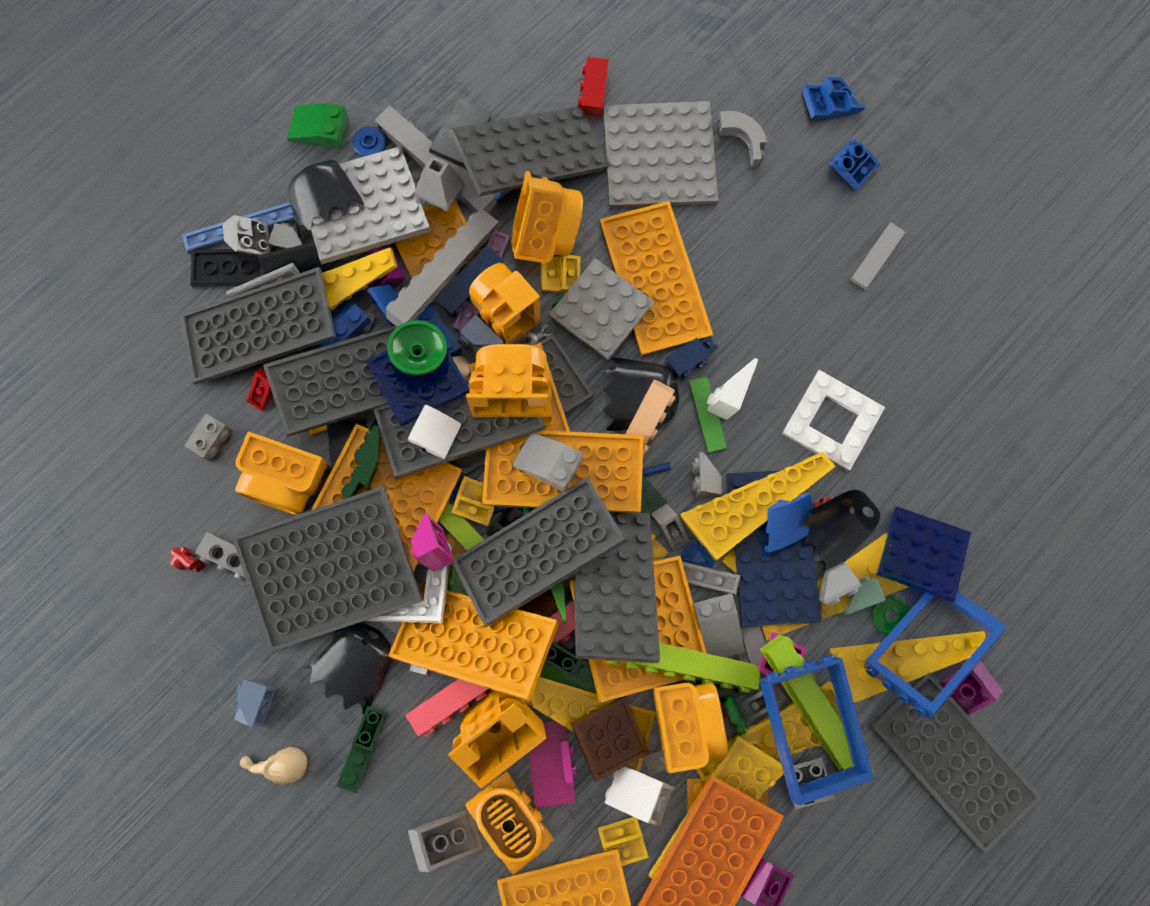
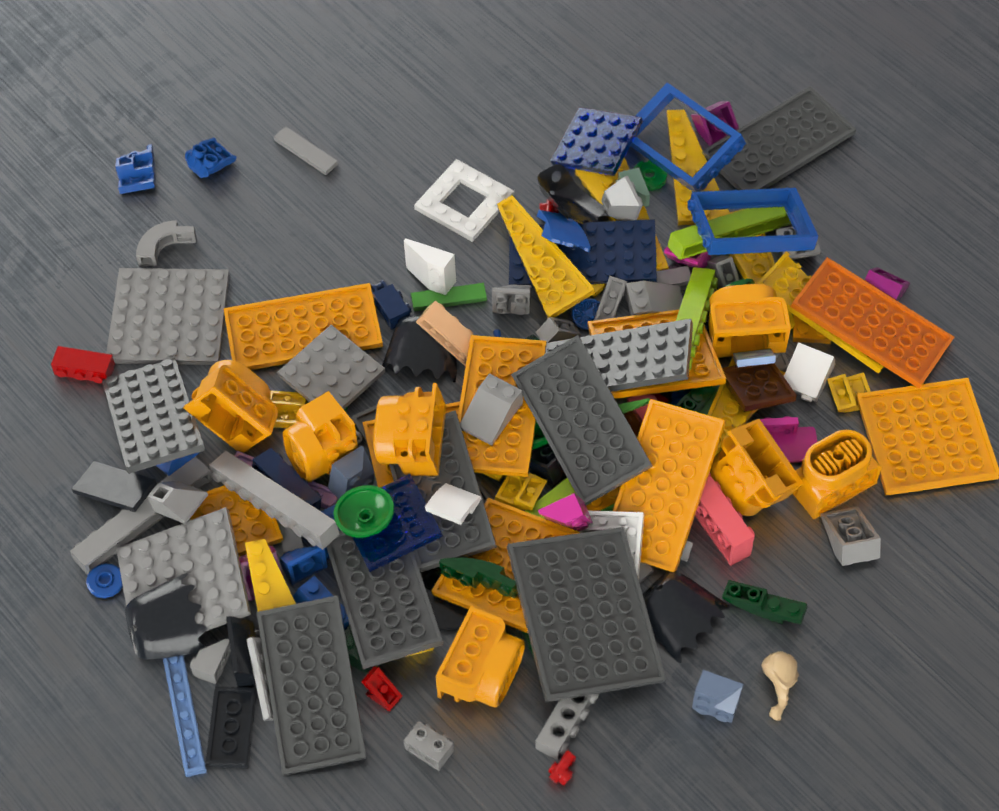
camera: 80 degrees left, 20 degrees down
(246, 235) = (202, 697): light grey slope -> none
(319, 125) = (75, 629): green slope -> none
(643, 734) = (753, 358): none -> tile

